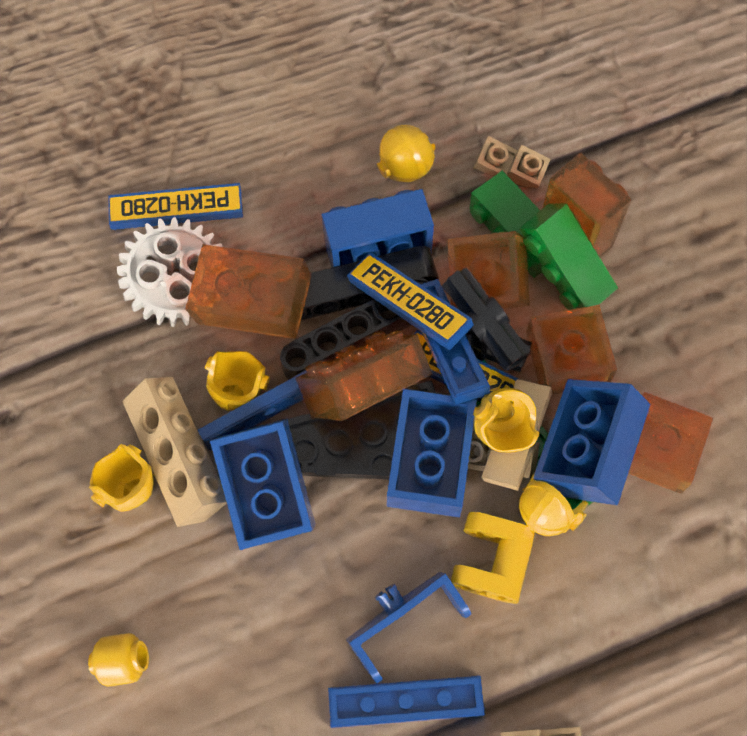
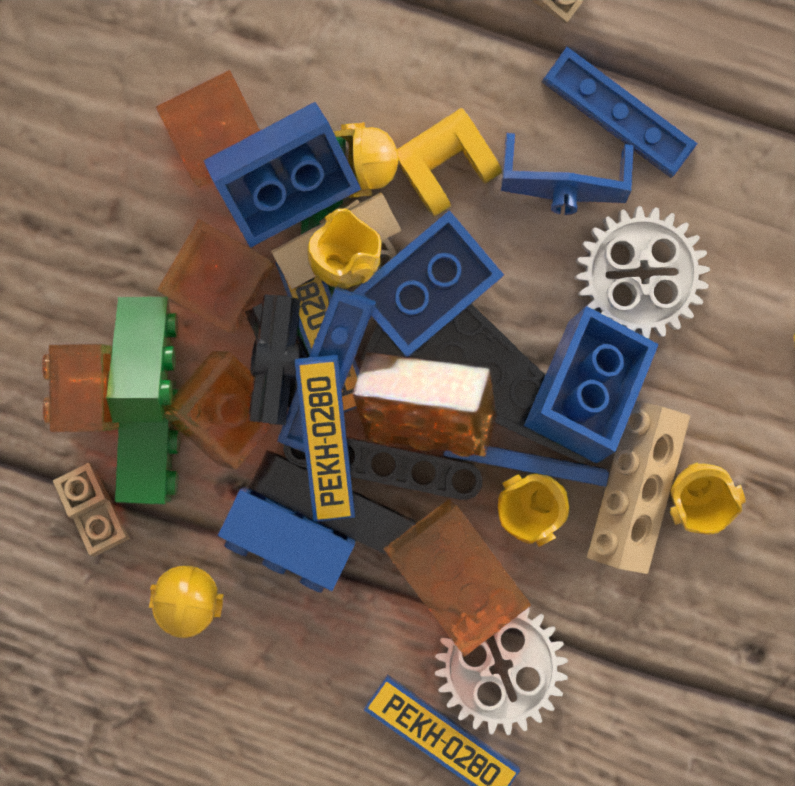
camera: 140 degrees left, 20 degrees up
(269, 573) = (639, 236): none -> white gear

